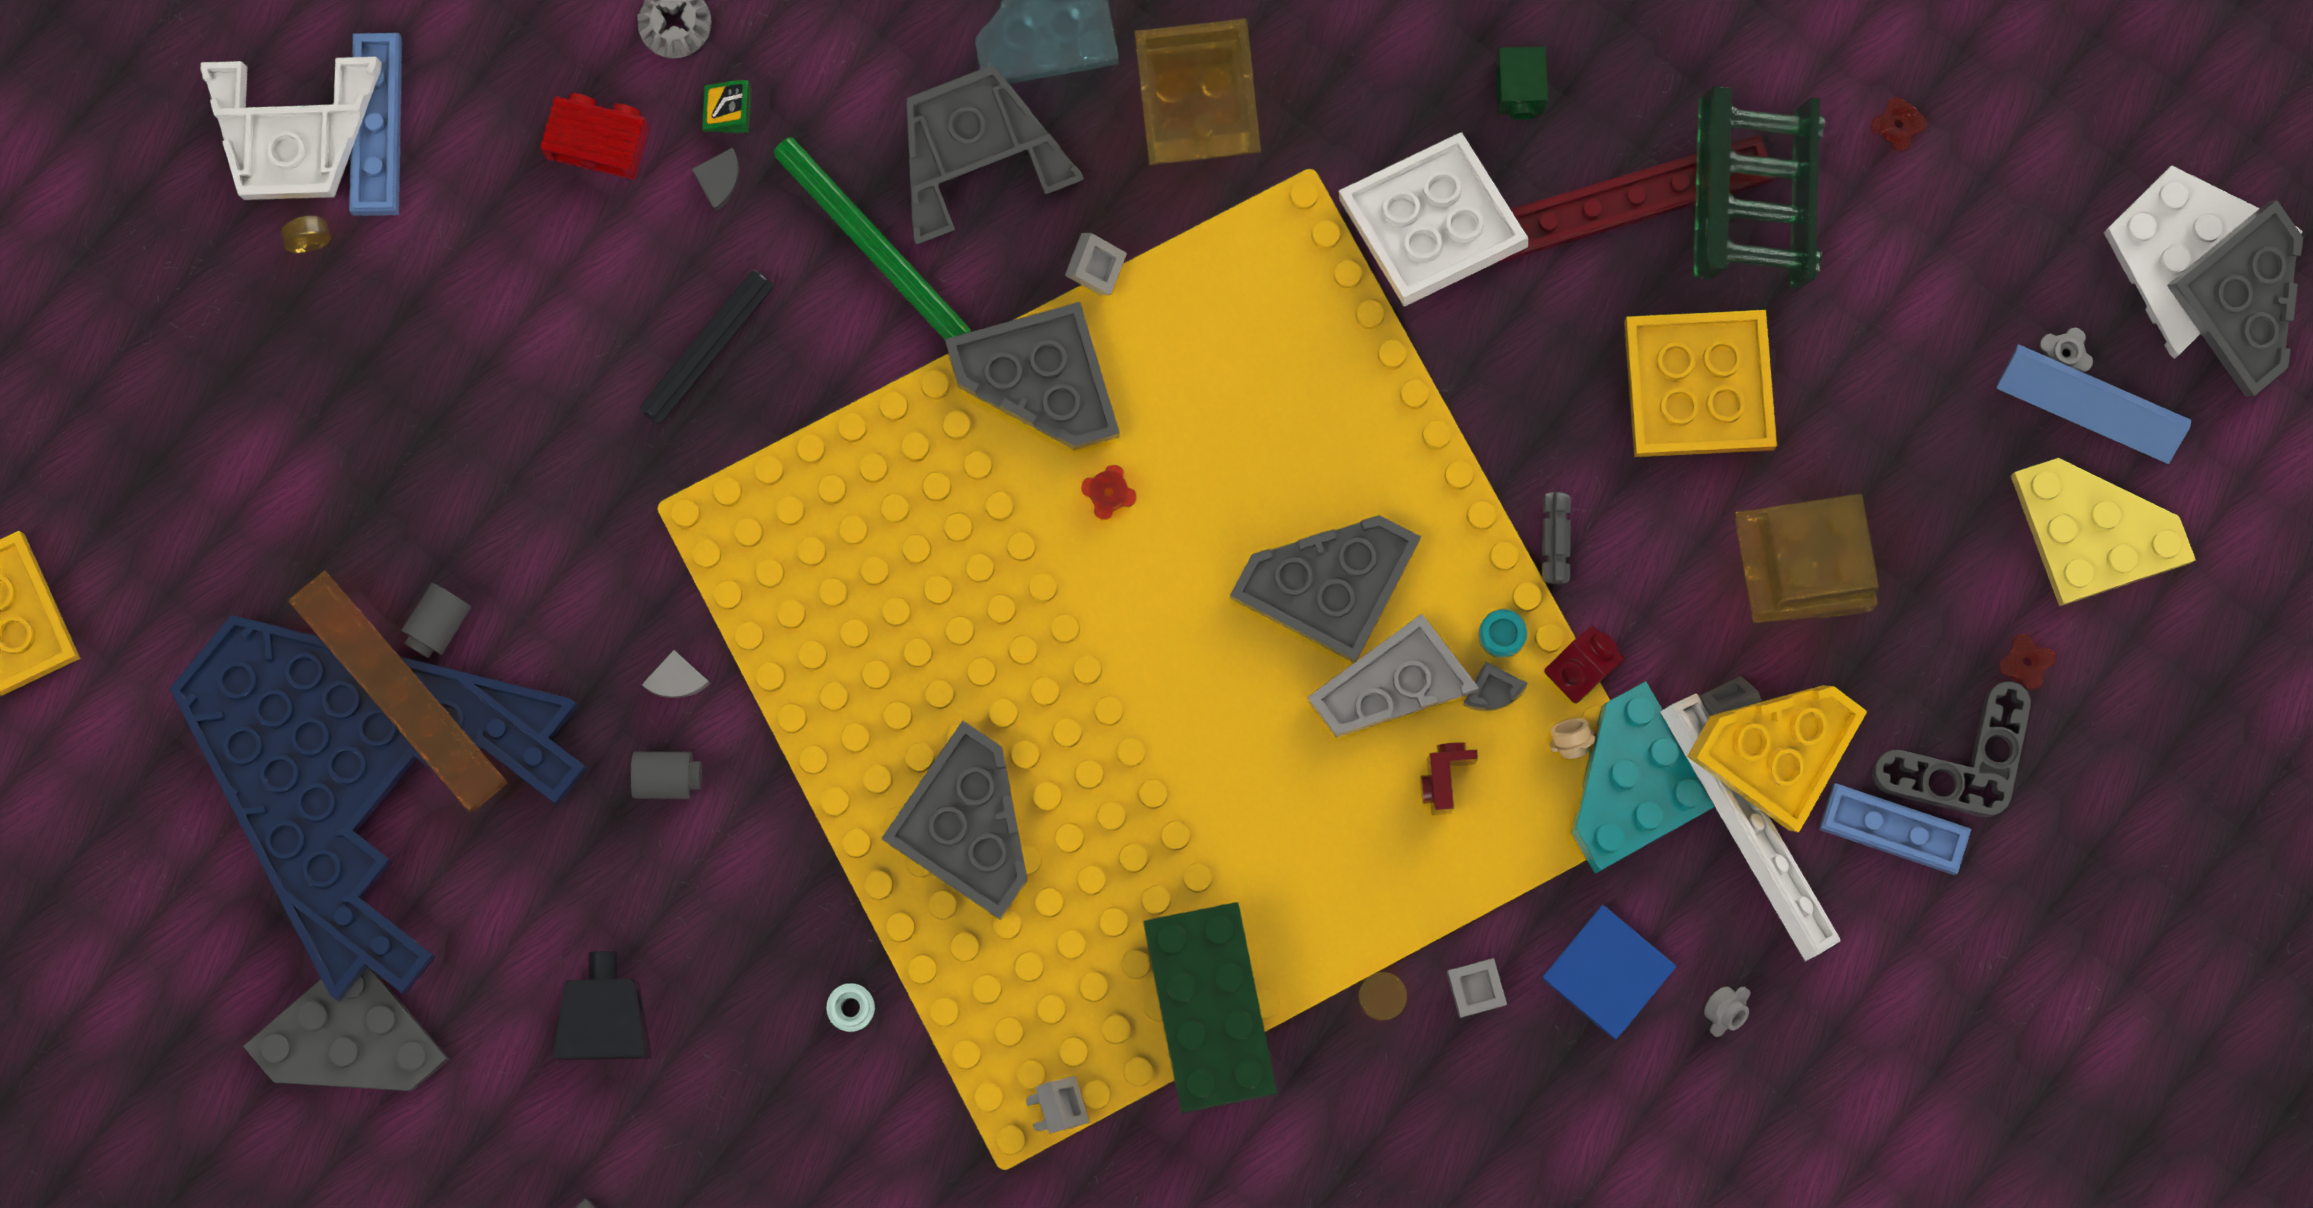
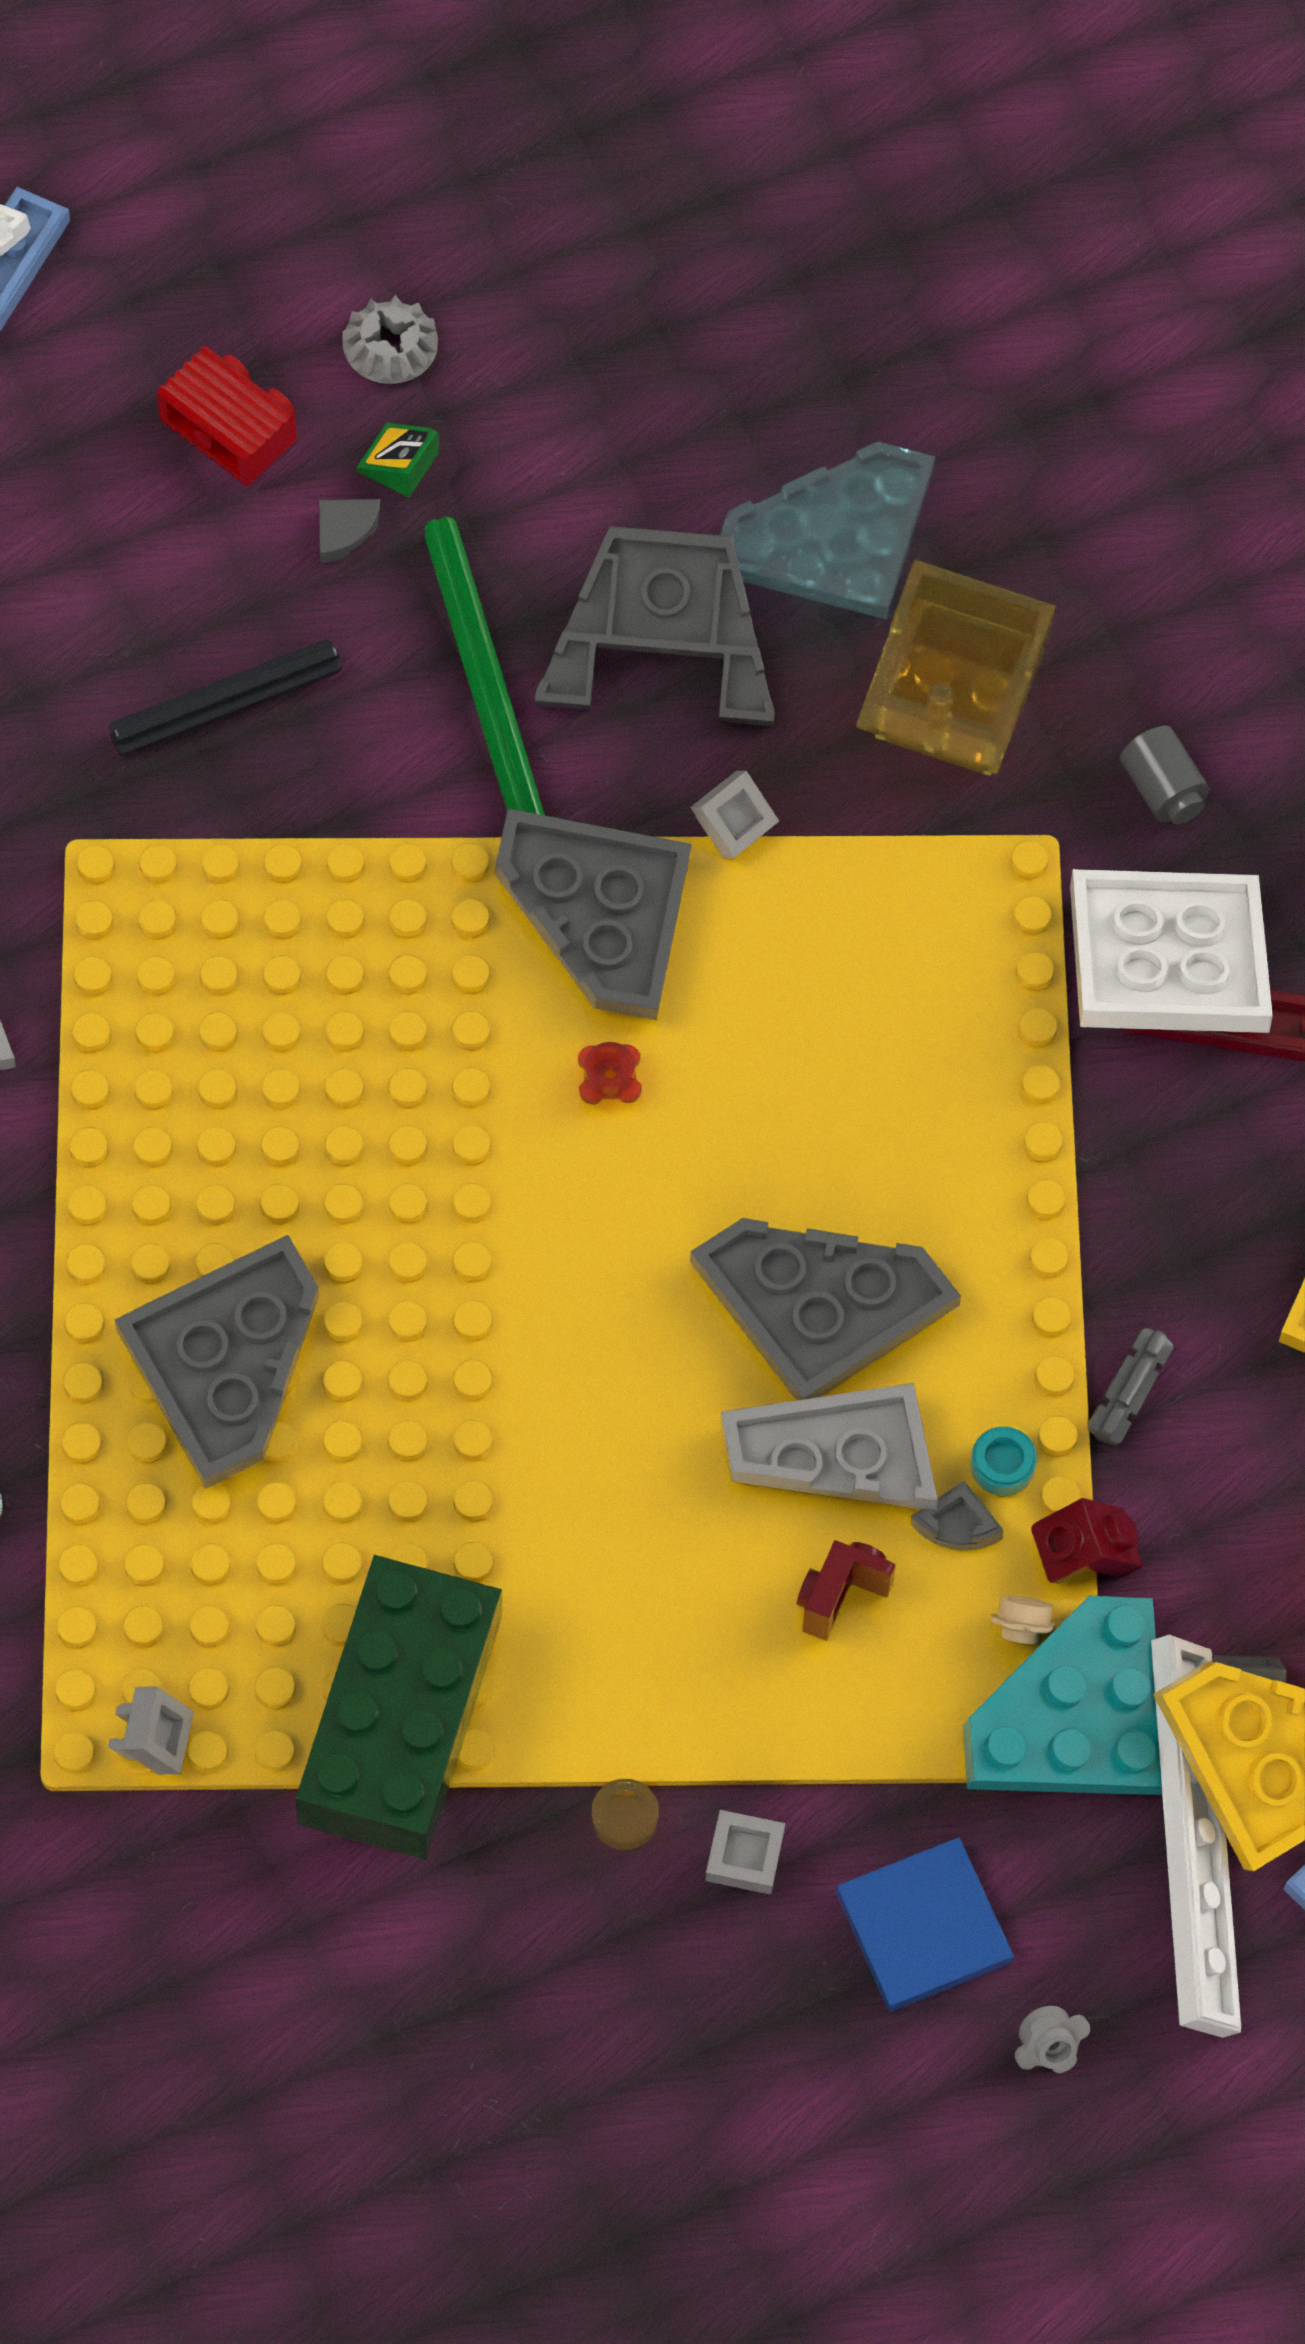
camera: 25 degrees right, 15 degrees down
(1365, 89) = (1165, 775): none -> dark grey brick

